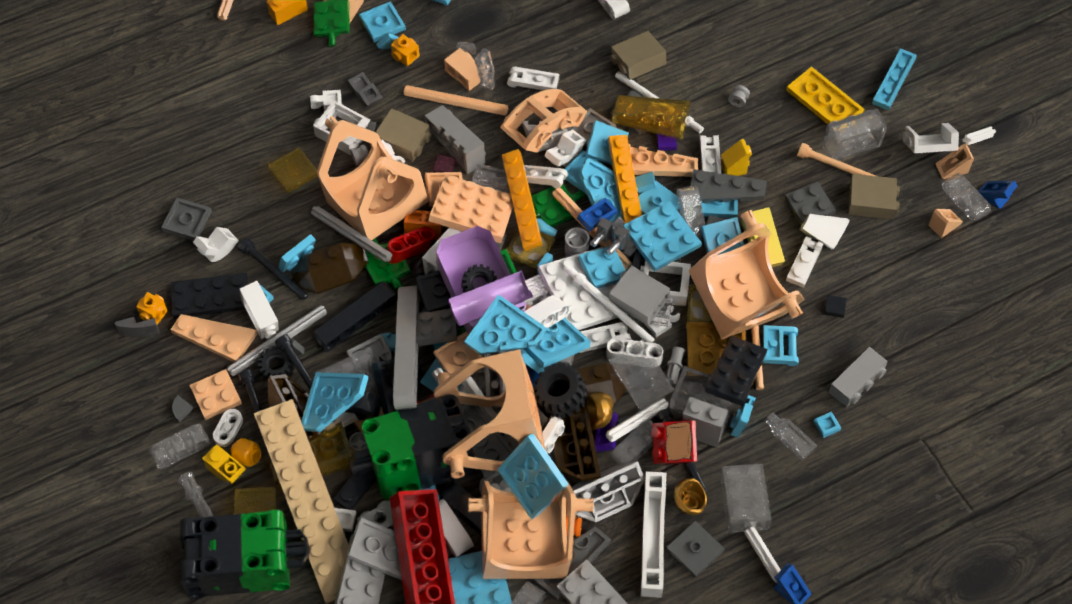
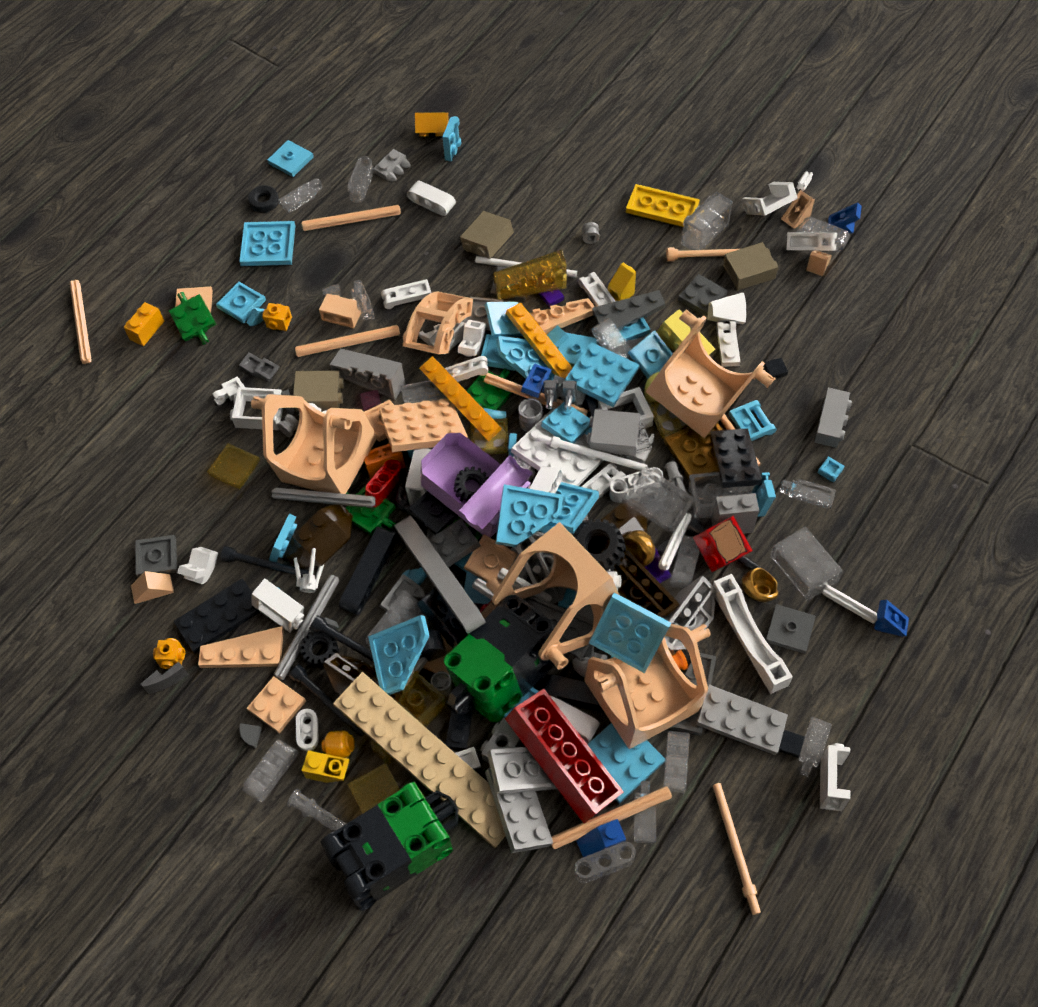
camera: 25 degrees left, 0 degrees up
(169, 243) = (151, 586): none -> light nougat slope
(298, 302) = (309, 582): none -> white plant
(894, 79) = (707, 166): medium azure plate -> none
(946, 198) = (810, 241): none -> white plate

